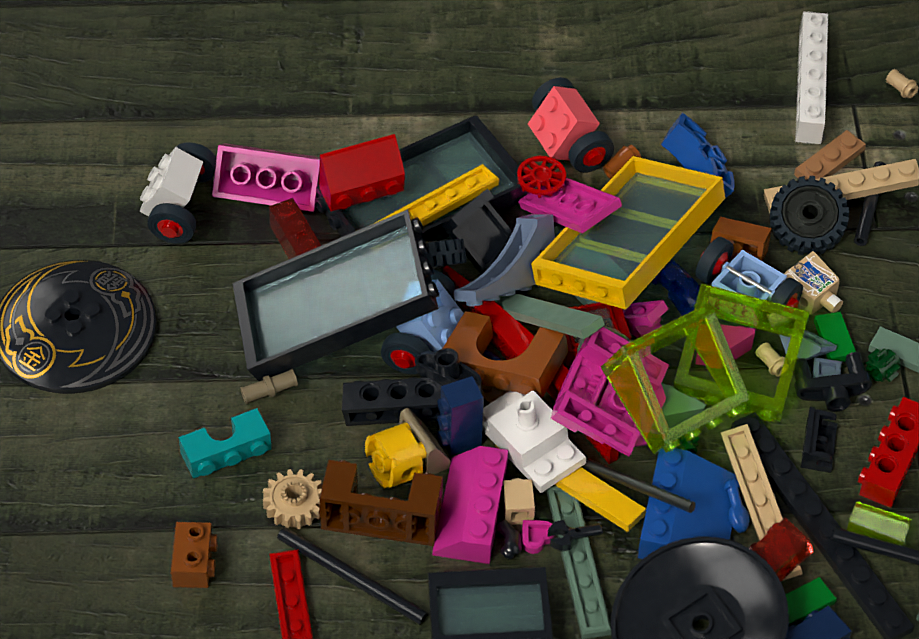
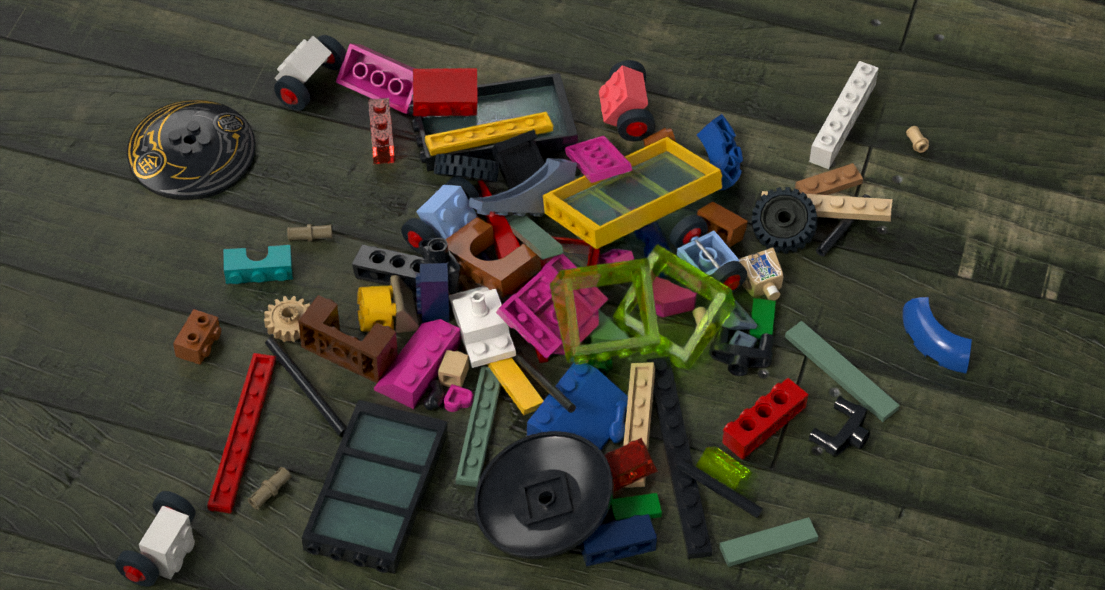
camera: 20 degrees right, 0 degrees up
(335, 295) = (381, 177): window -> none
(541, 175) = (586, 132): red wheel -> none
(564, 543) = (480, 404): black bar -> none
(819, 441) = (708, 392): black hinge -> none
(883, 365) = (787, 350): dark green gear -> none

